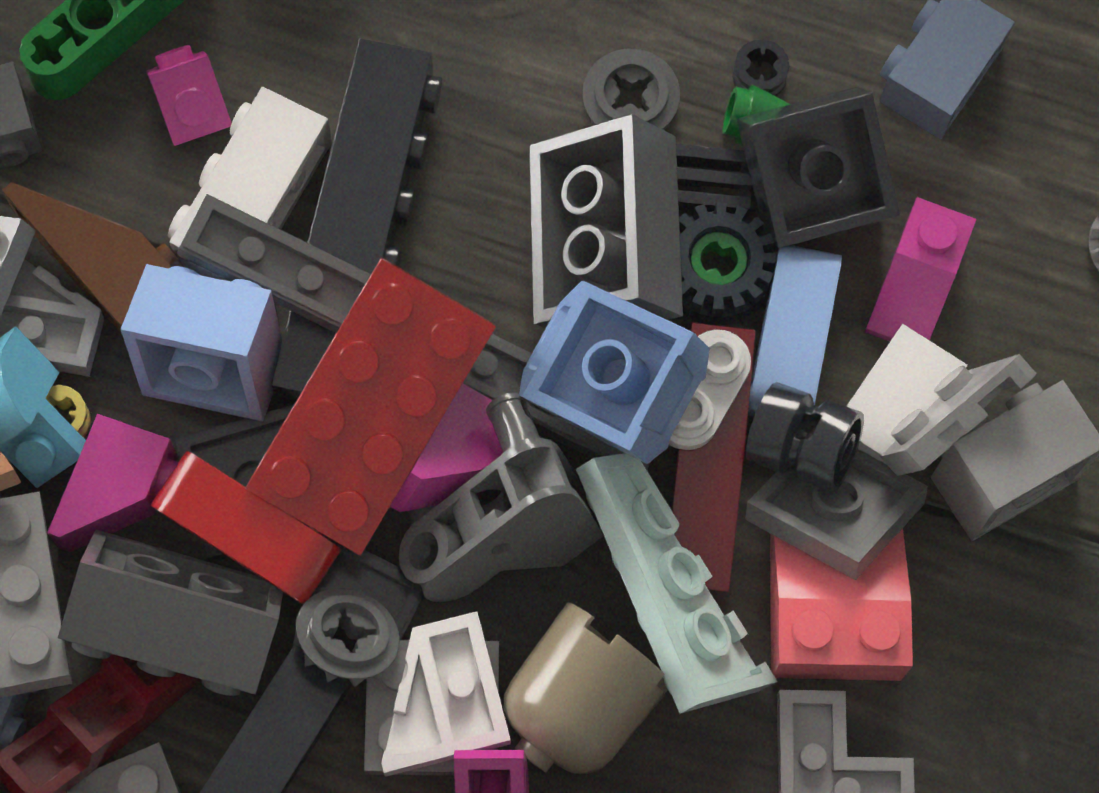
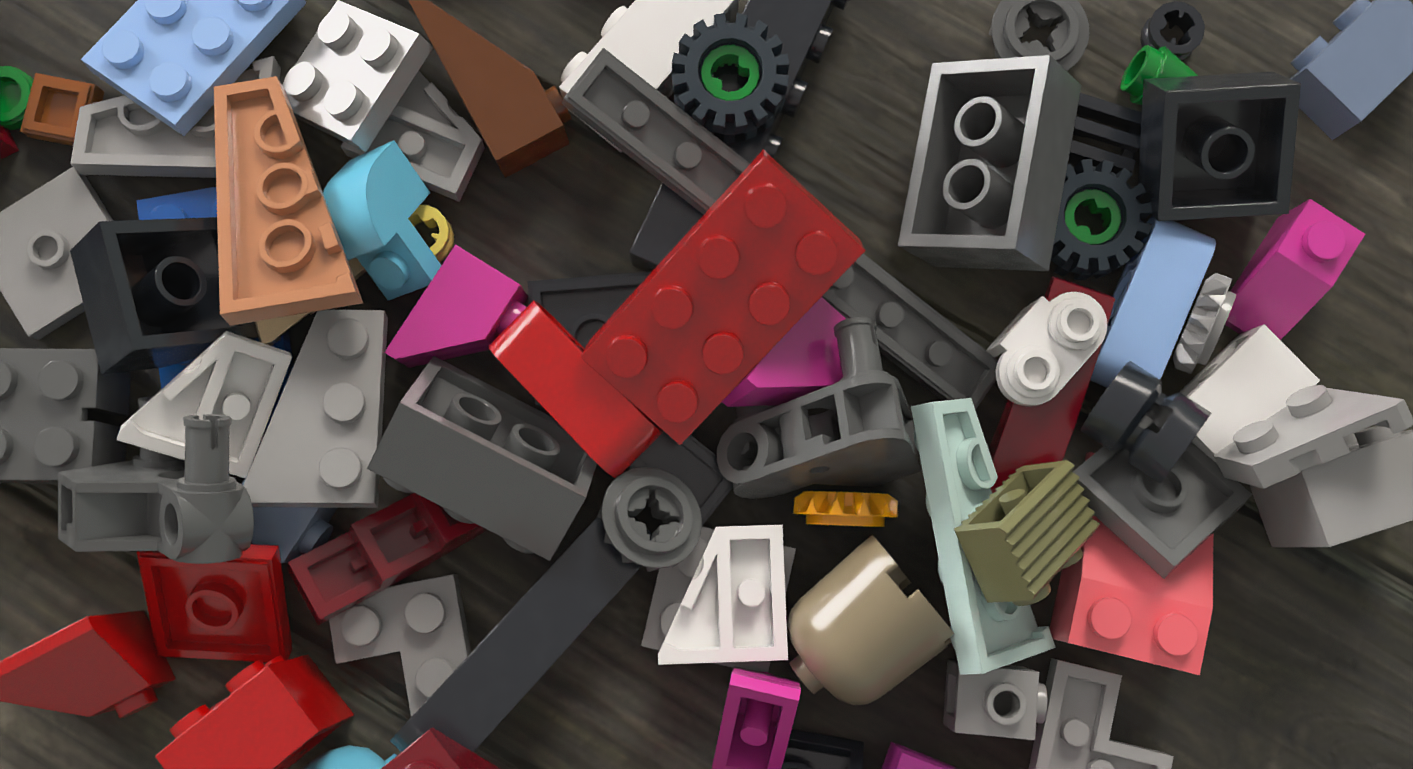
camera: 15 degrees right, 10 degrees up
(203, 341) = (571, 192): light blue brick -> none
(357, 175) = (756, 58): none -> black bush
(538, 587) = (845, 508): none -> light orange gear
(615, 371) = (972, 316): medium blue slope -> none
(715, 564) = (1027, 532): none -> olive brick
(726, 742) = (995, 703): none -> light grey brick
(848, 336) = (1204, 323): none -> light grey gear

